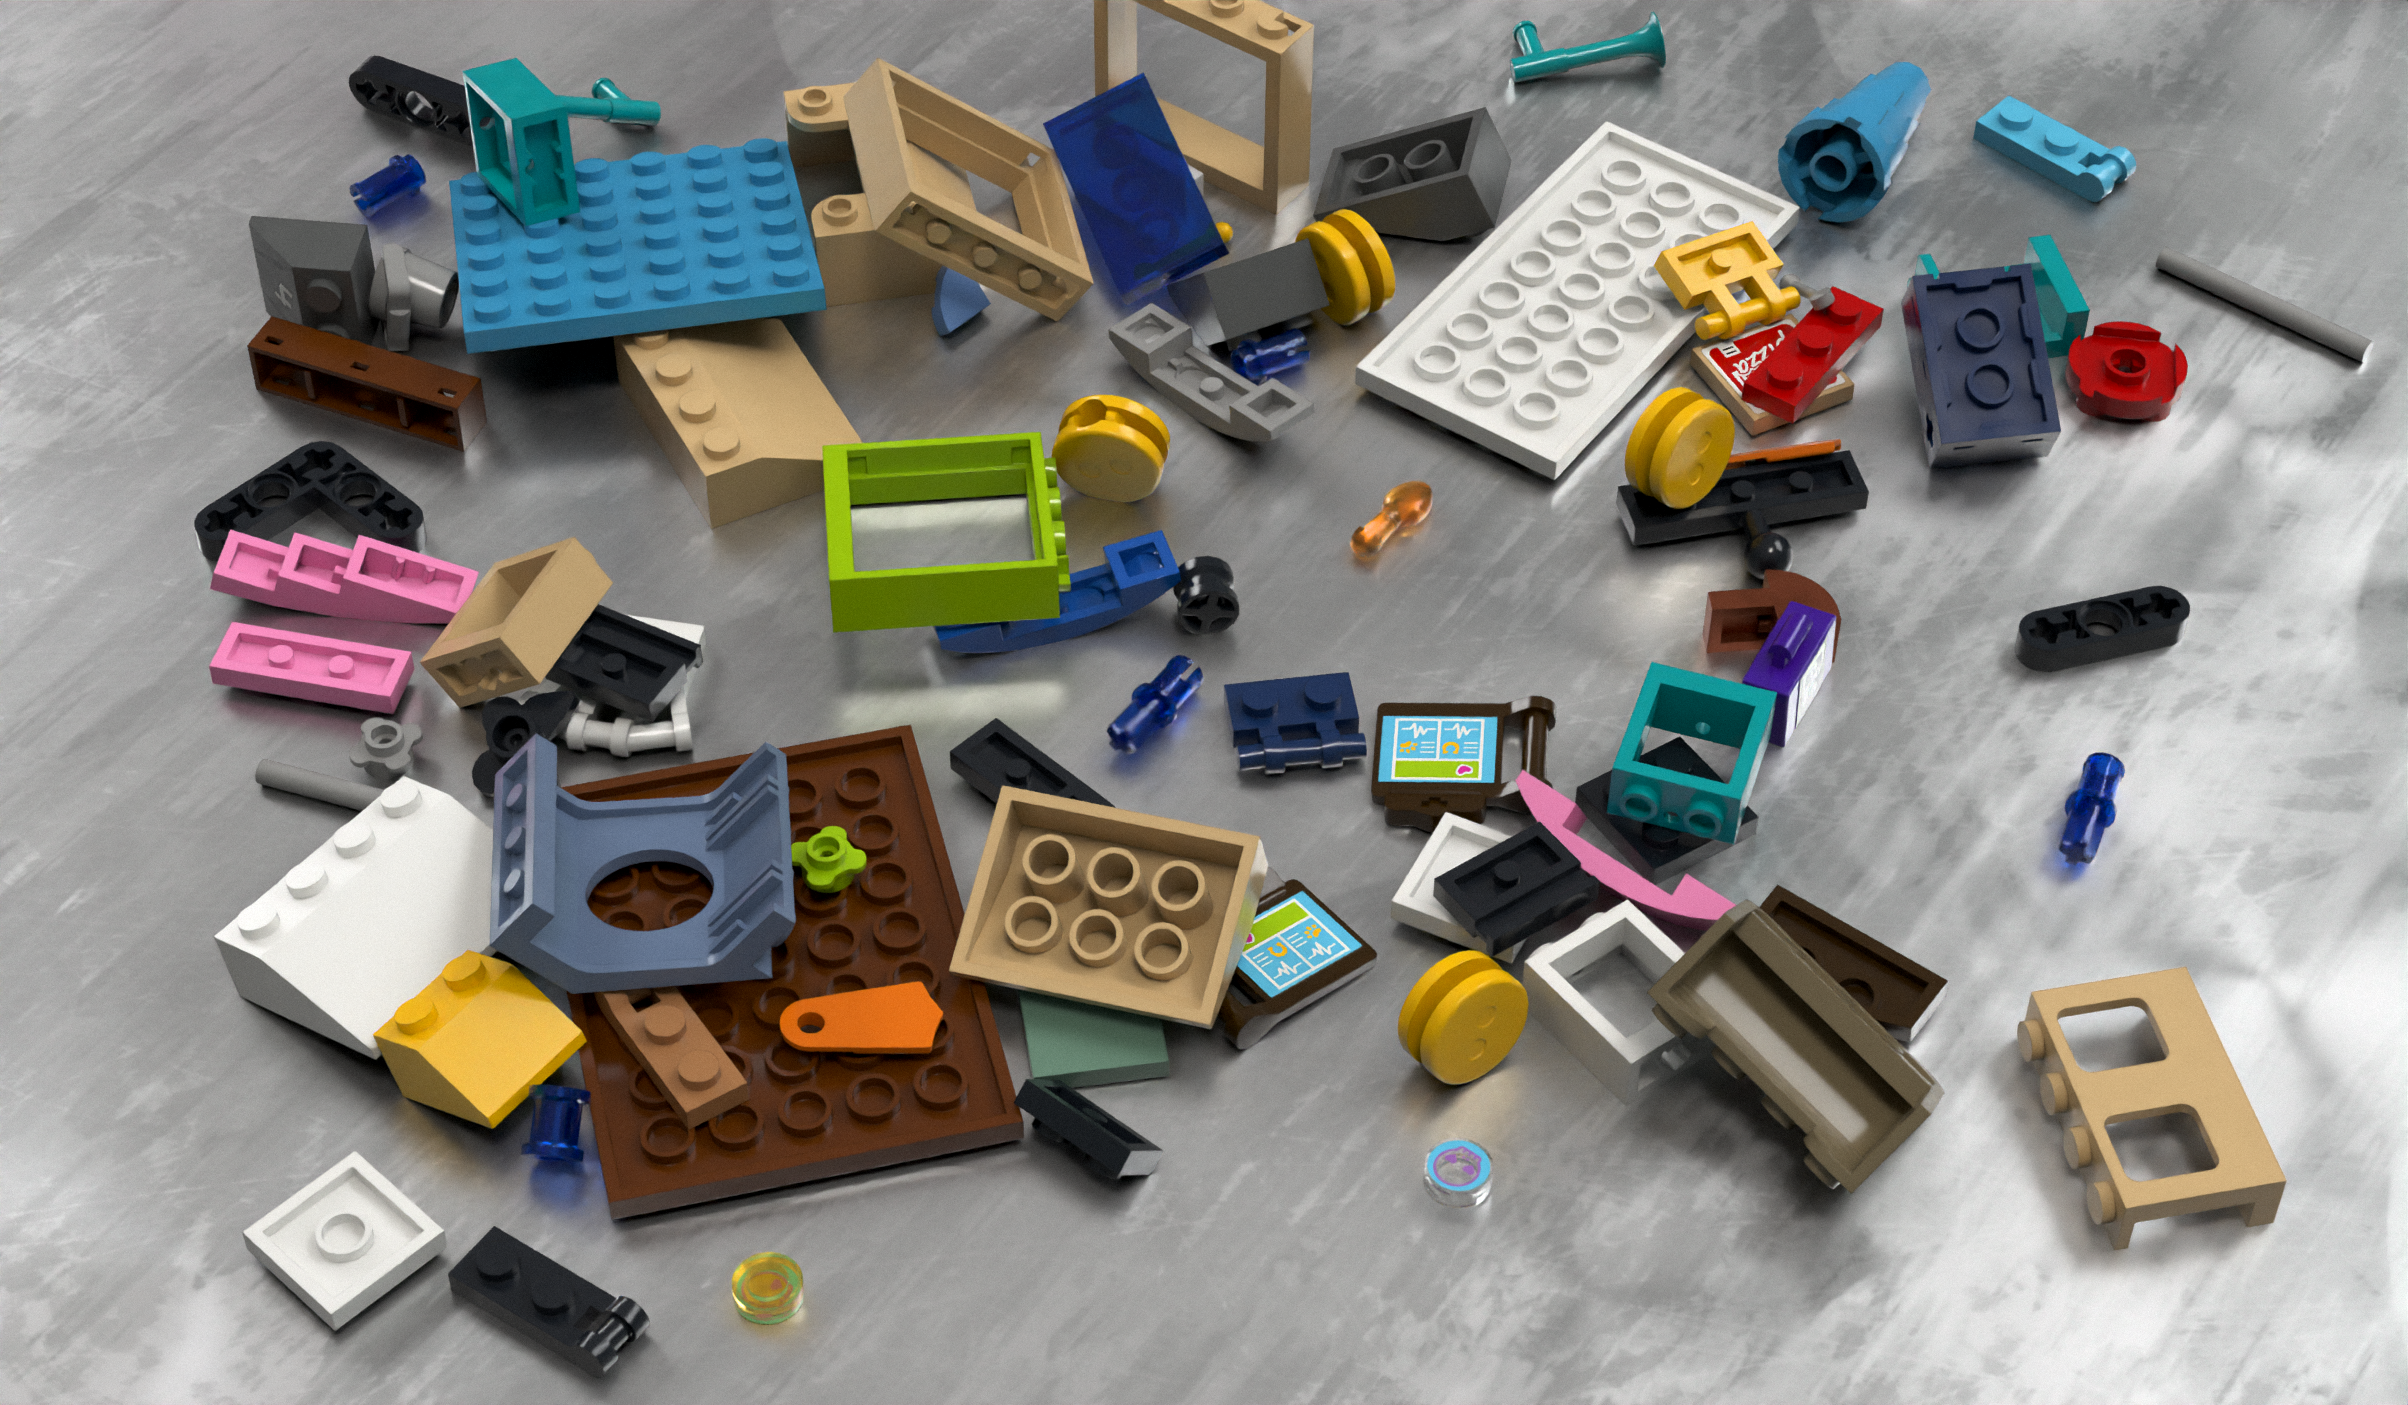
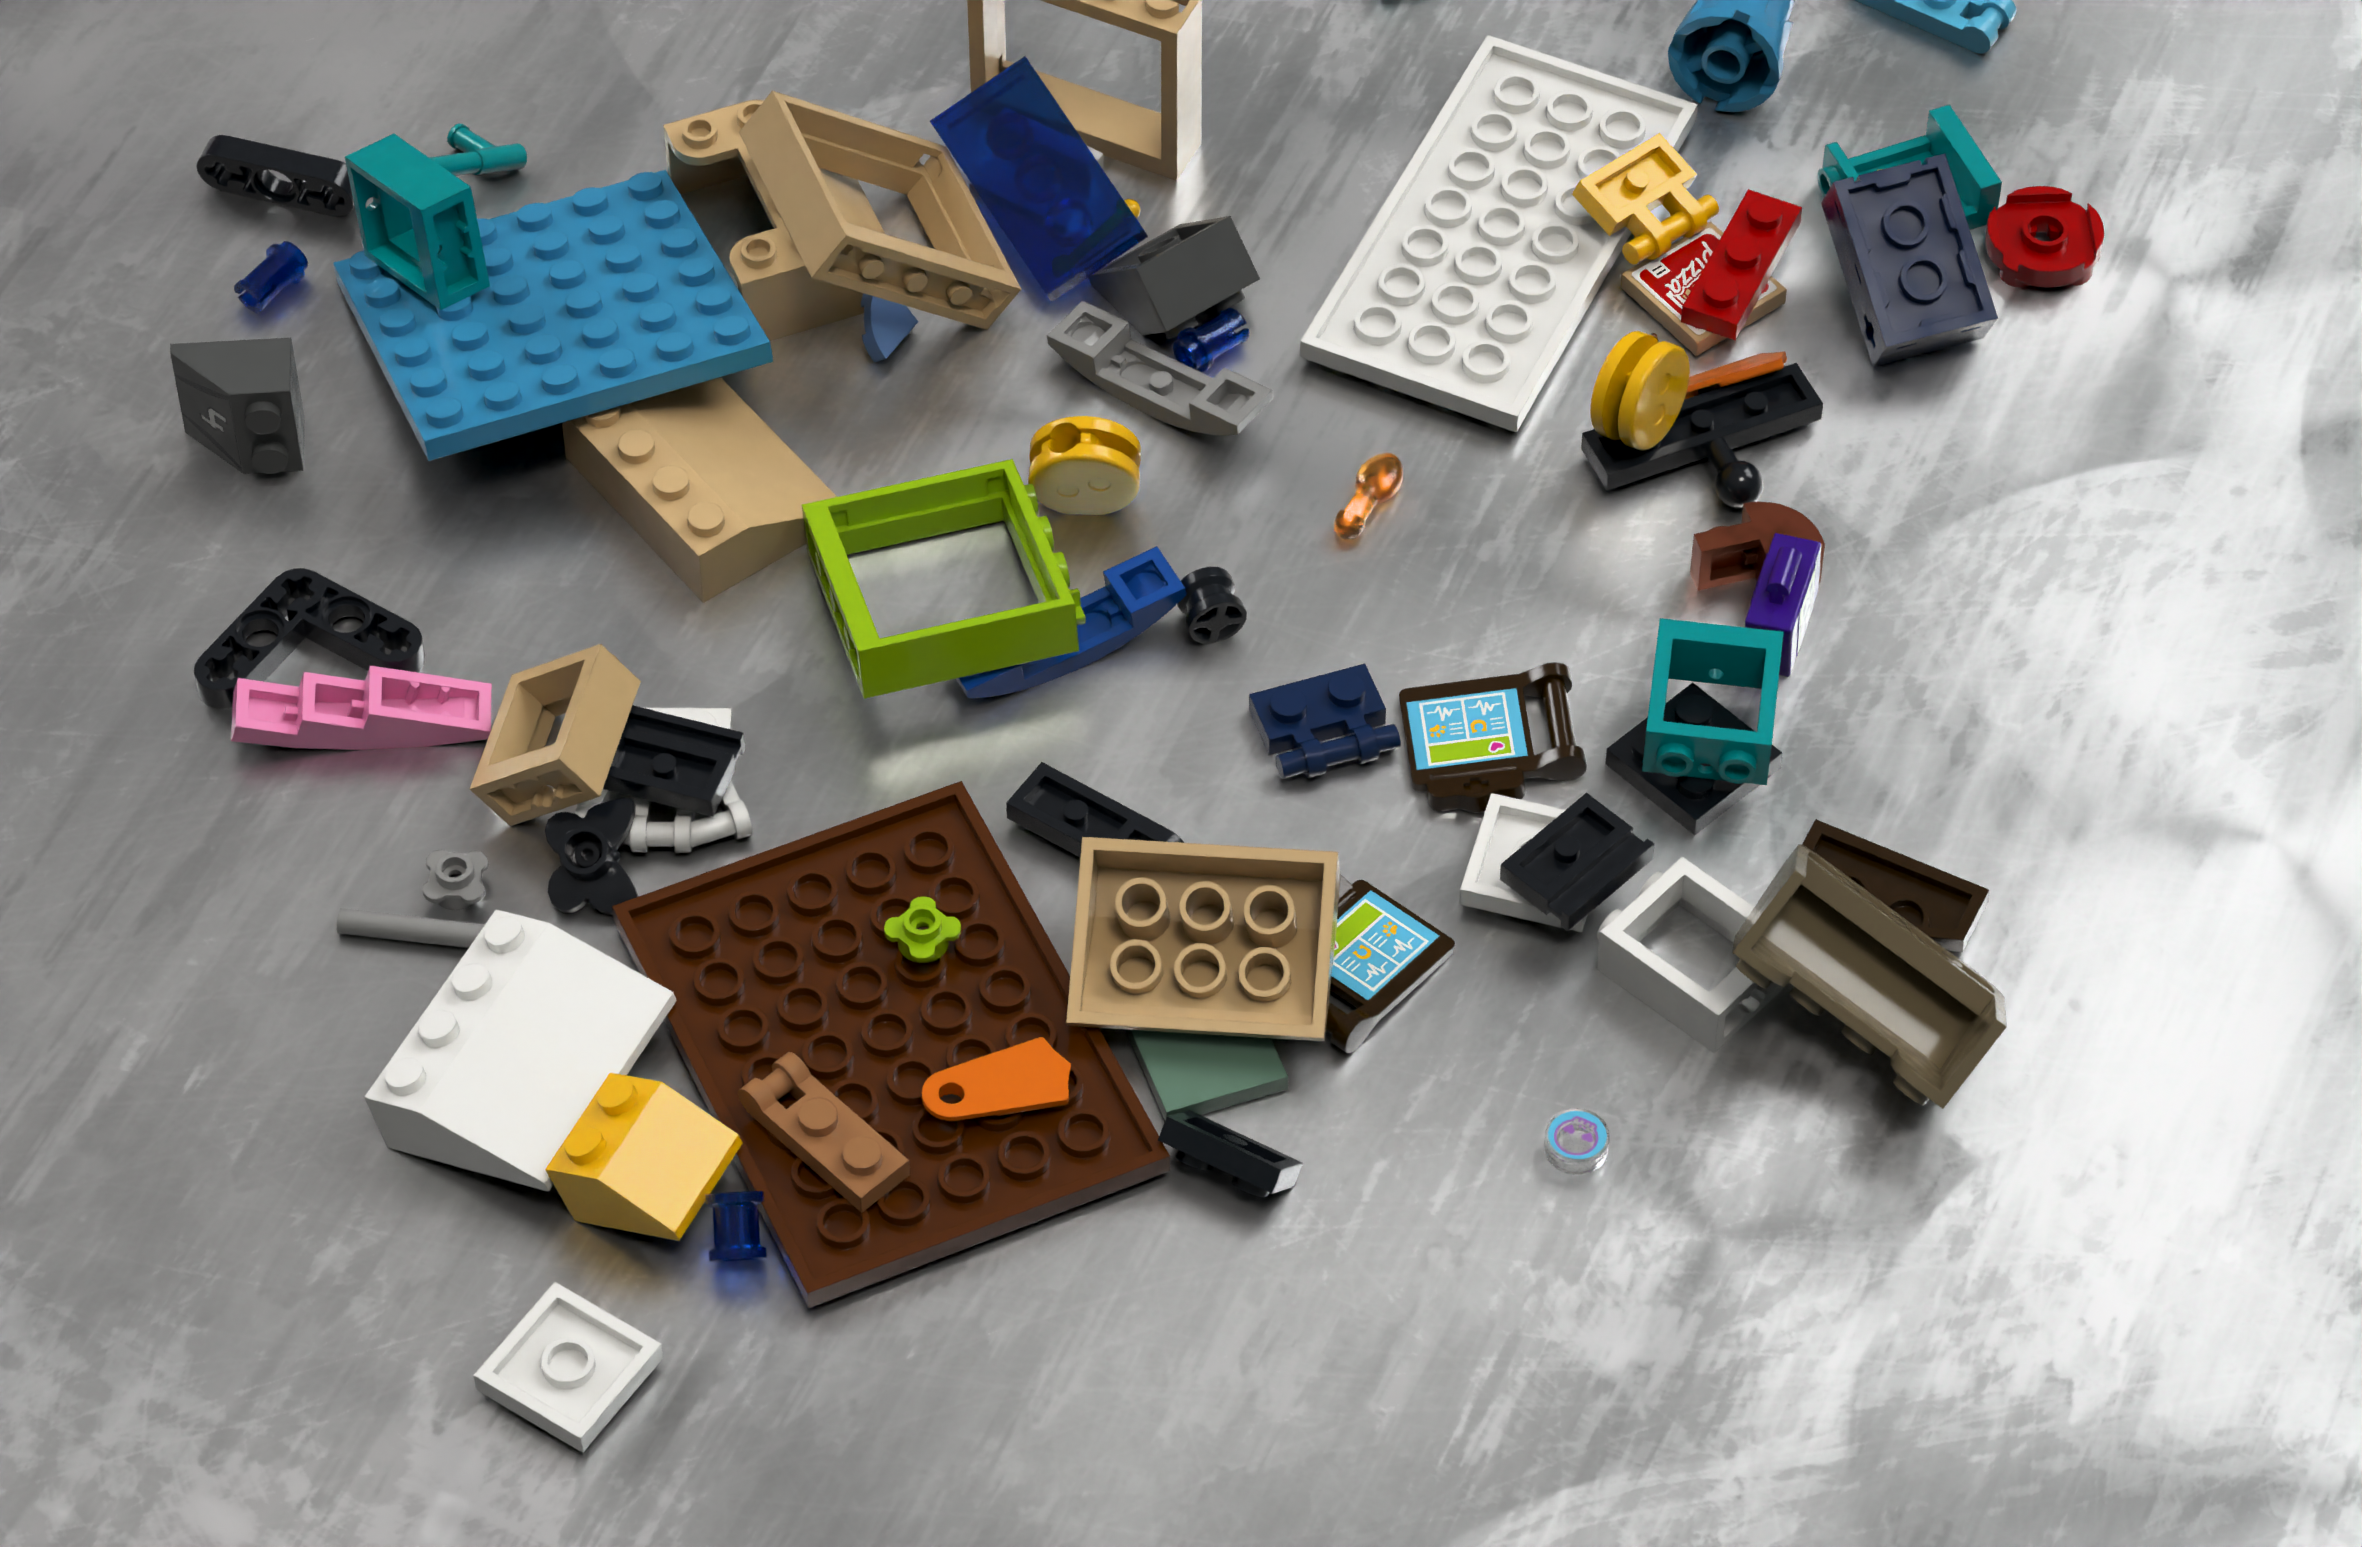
camera: 10 degrees left, 5 degrees up
(312, 667) = (358, 808): bright pink plate -> none
(346, 374) = (296, 491): reddish brown piece -> none
(408, 292) = (338, 397): light grey piece -> none
(547, 1301) = (772, 1394): black plate -> none
(560, 847) = (827, 917): sand blue panel -> none
(768, 1288) = (971, 1349): clear yellow tile -> none
(1154, 705) = (1187, 725): clear blue axle -> none
(1351, 265) = (1274, 233): yellow head -> none
(1423, 179) = (1313, 127): dark grey slope -> none
(1463, 1017) = (1554, 994): yellow head -> none
(1689, 905) = (1739, 852): bright pink slope -> none
(1818, 299) = (1739, 207): light grey hinge -> none
(2061, 640) = (2055, 533): black beam -> none
(2091, 808) = (2088, 697): clear blue axle -> none
(2191, 1080) = (2225, 953): tan window -> none
(2265, 304) = (2164, 144): light grey bar -> none

